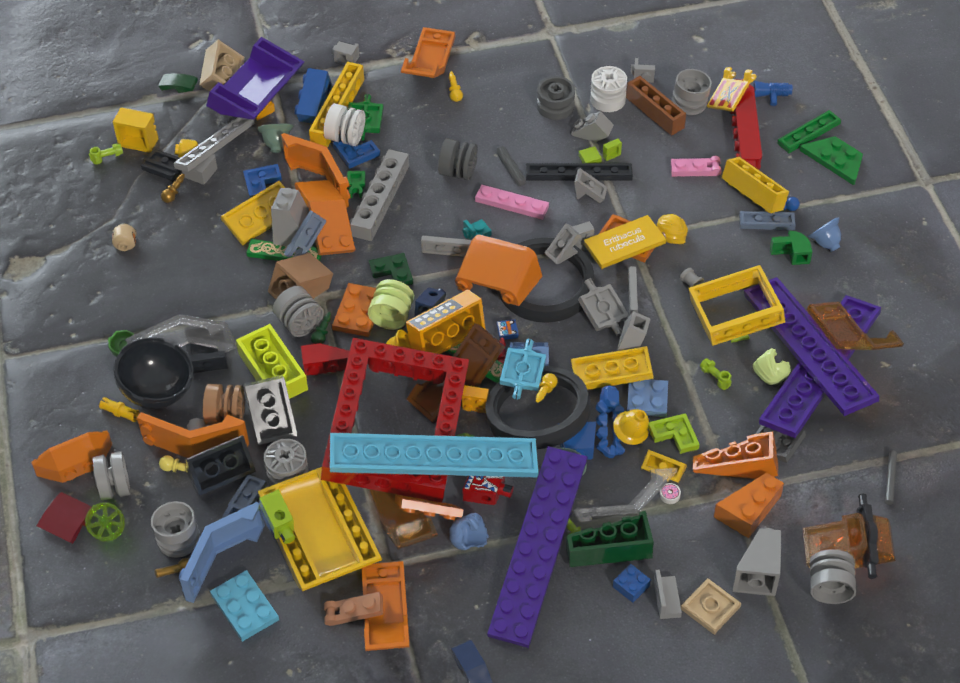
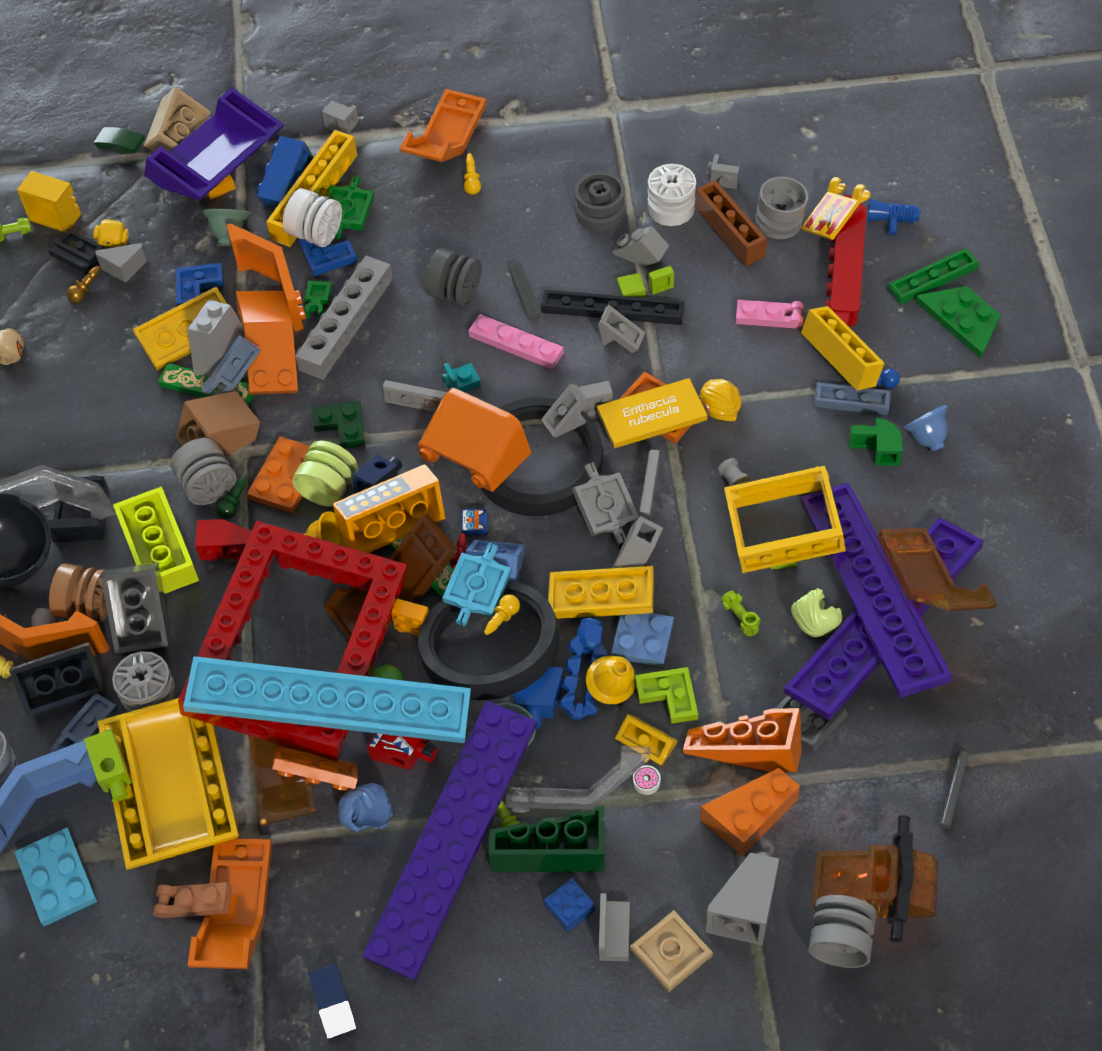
camera: 10 degrees right, 5 degrees up
(213, 144) = (142, 229): light grey tile -> none

